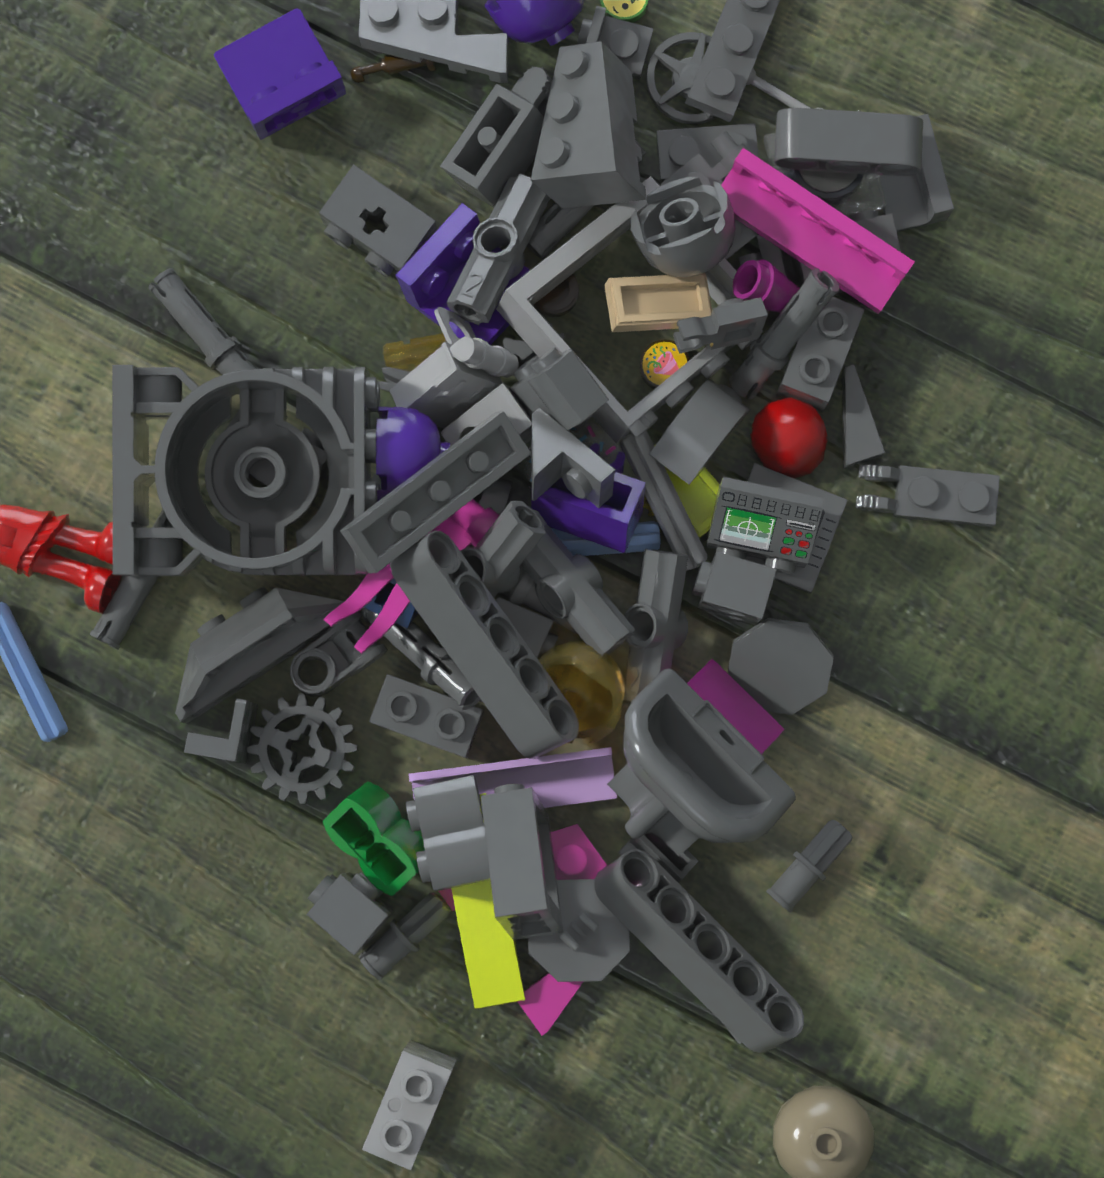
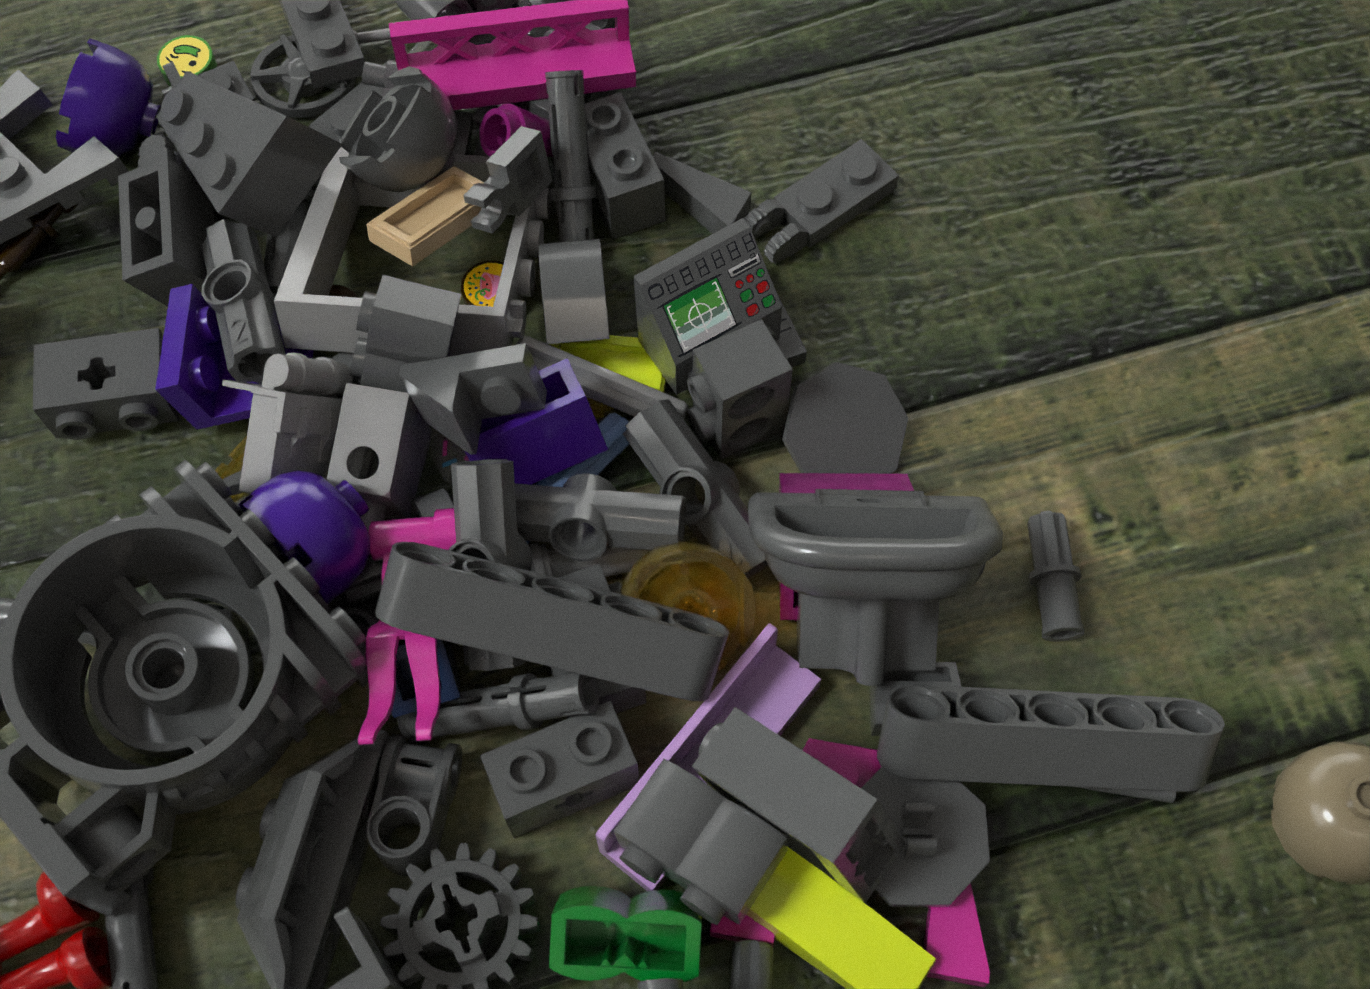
camera: 45 degrees left, 20 degrees down
(435, 492) = (362, 518): dark grey plate -> none
(789, 437) = (649, 240): red hair -> none

